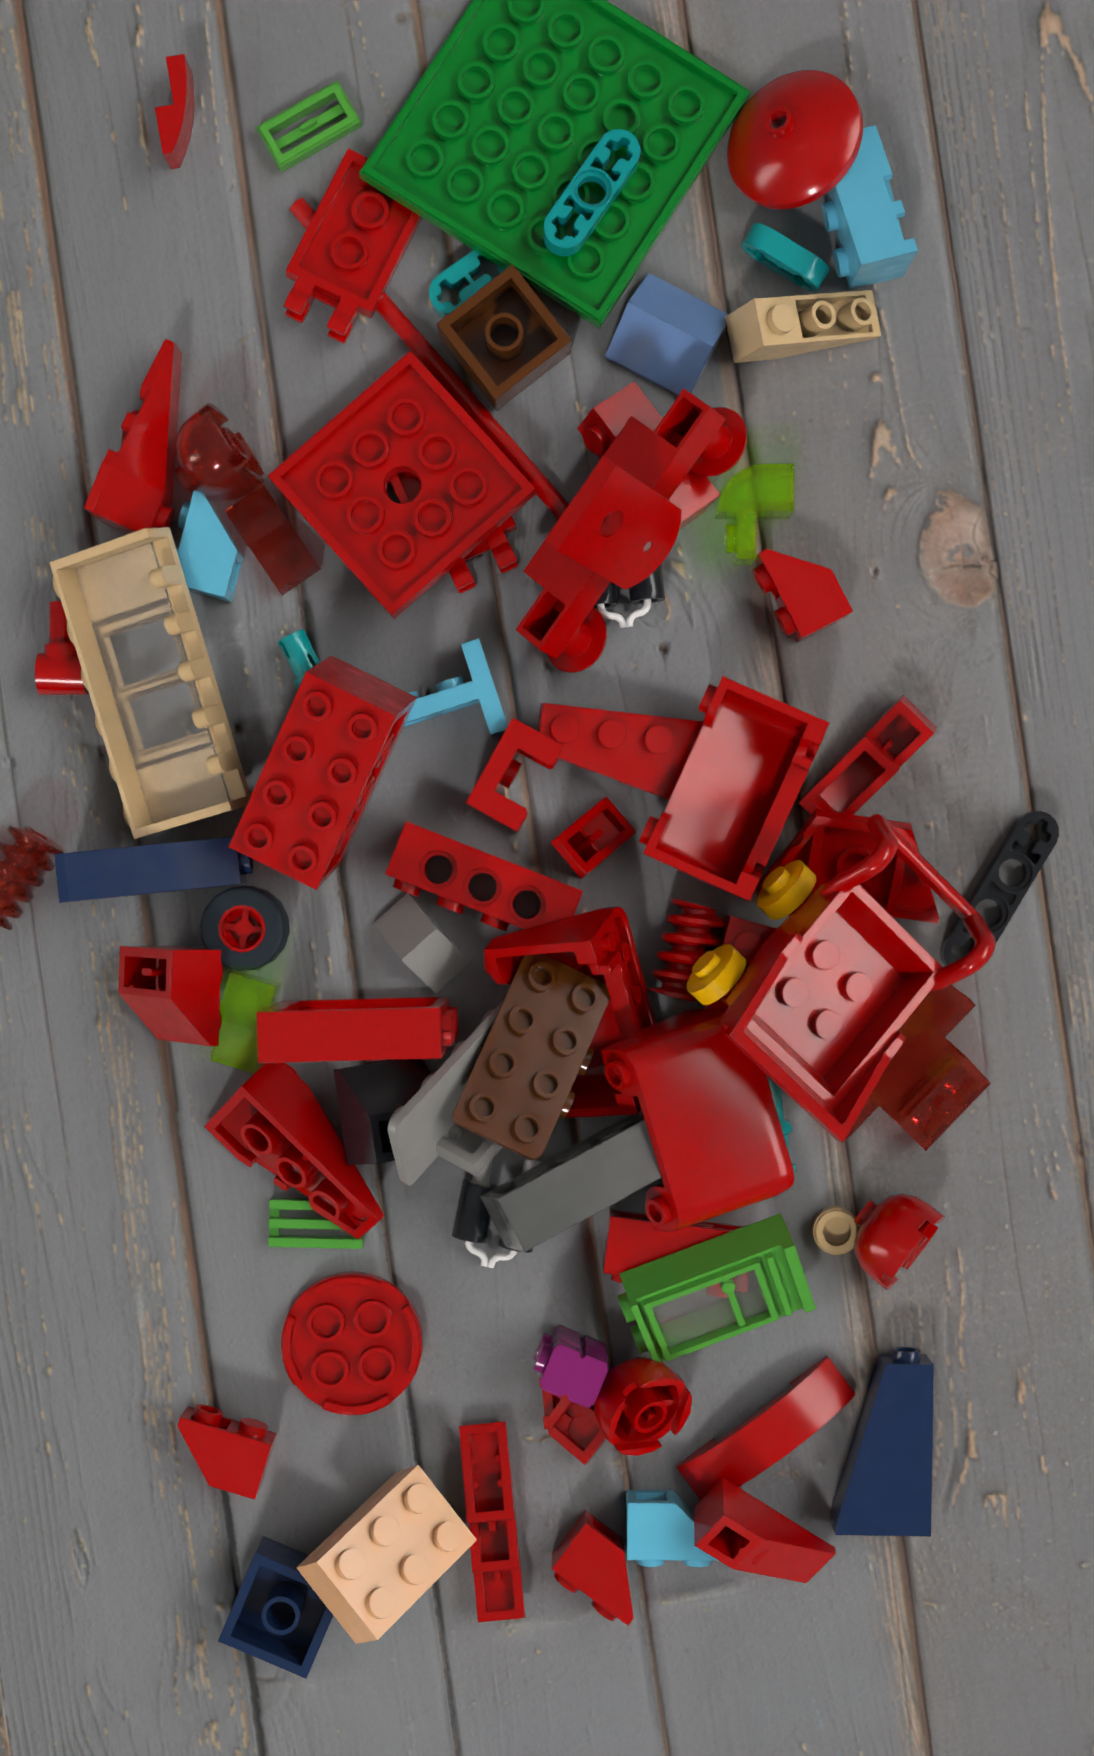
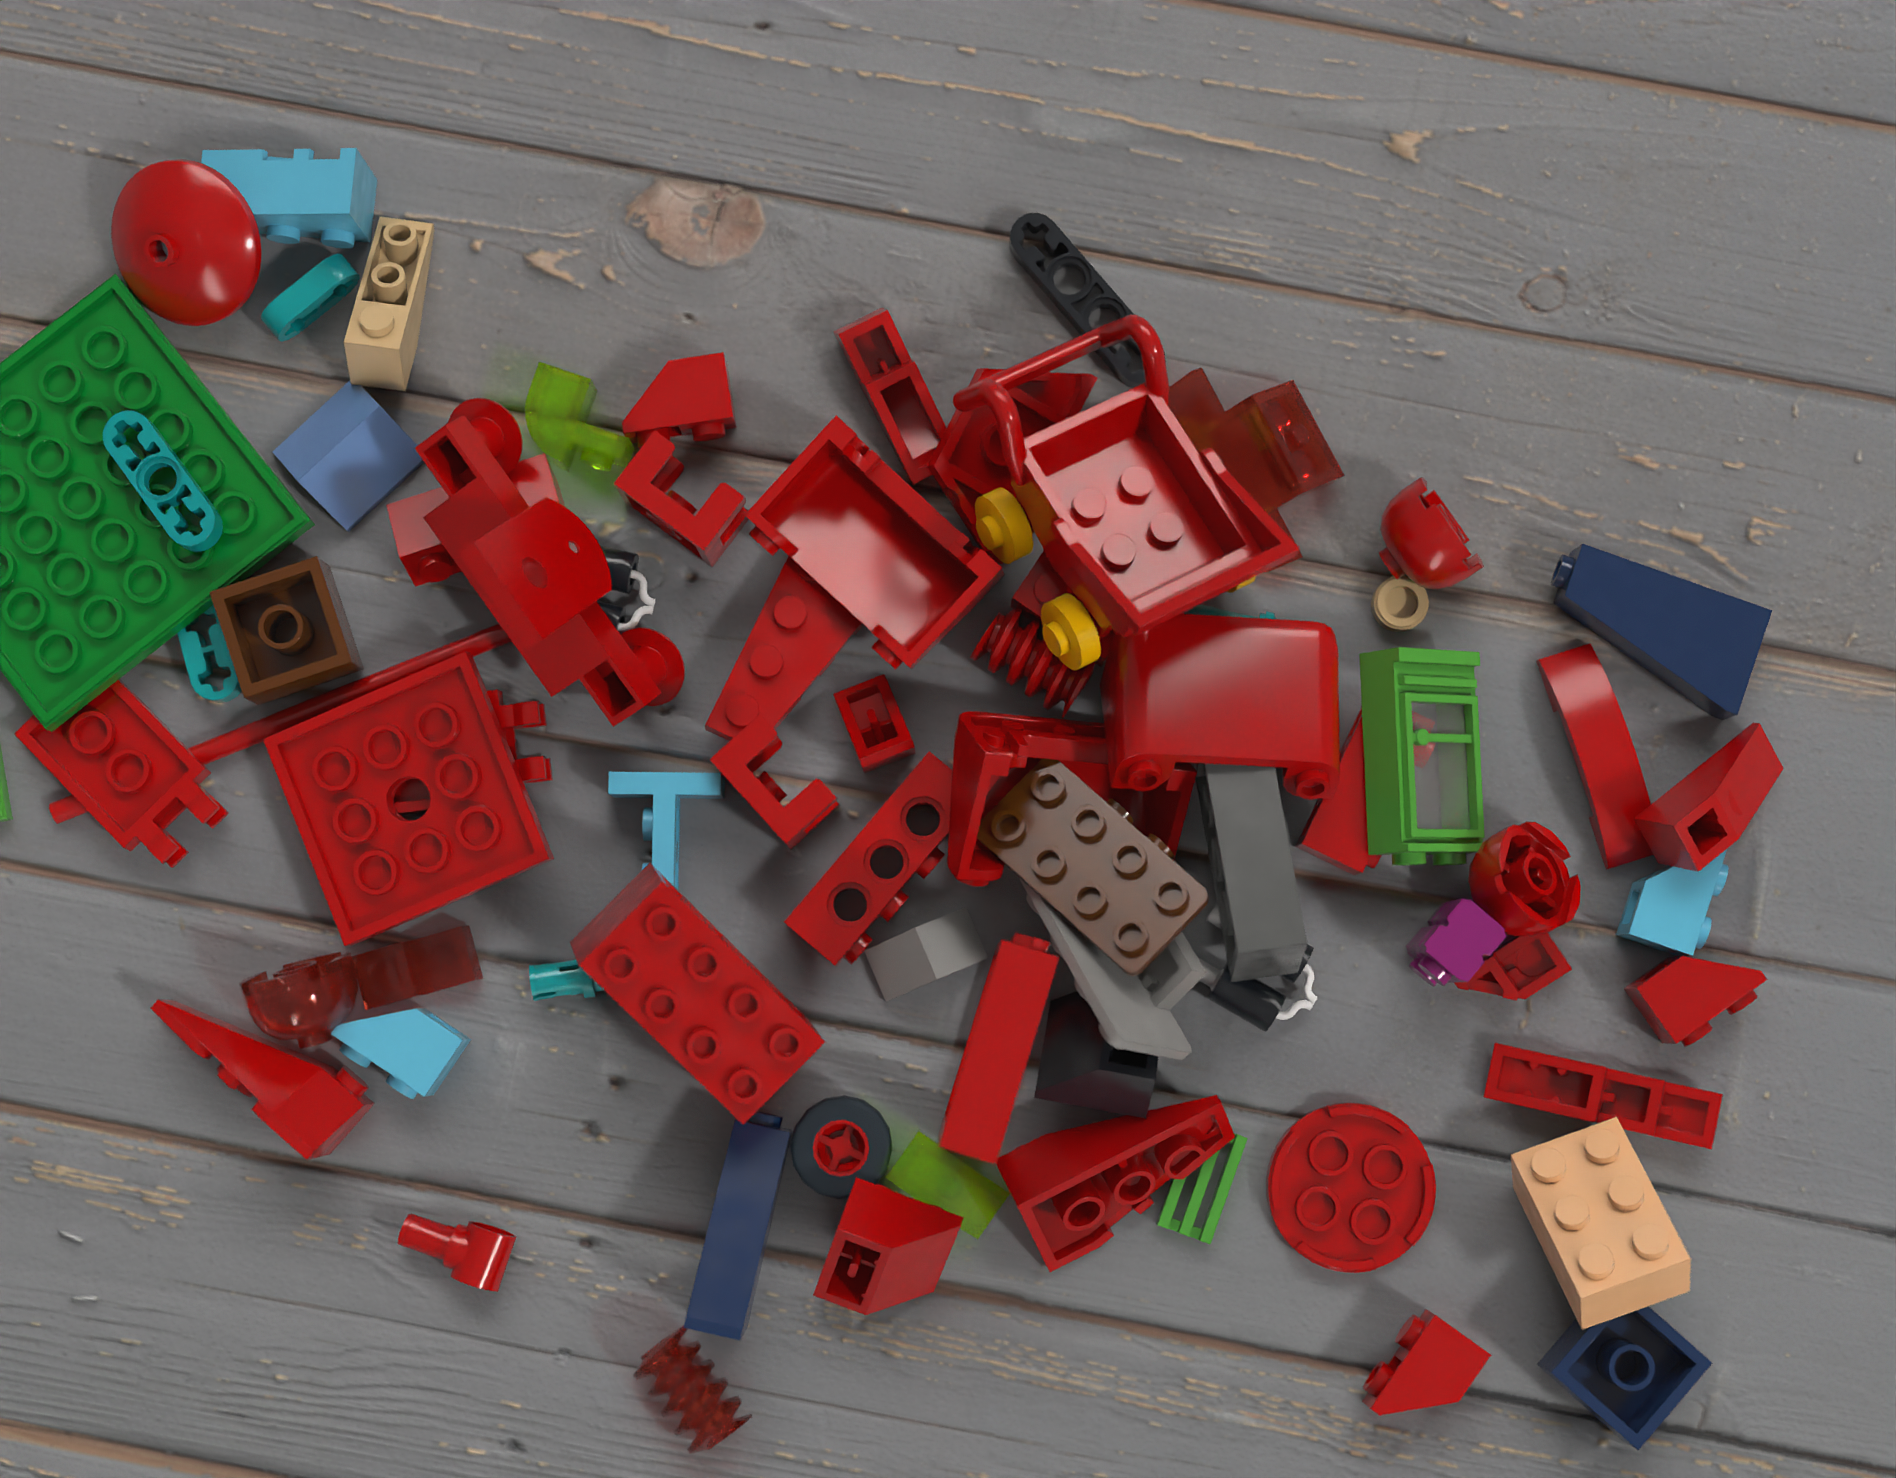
camera: 75 degrees left, 5 degrees down
(150, 681) = (528, 1156): window -> none
(723, 586) = (645, 487): none -> red panel

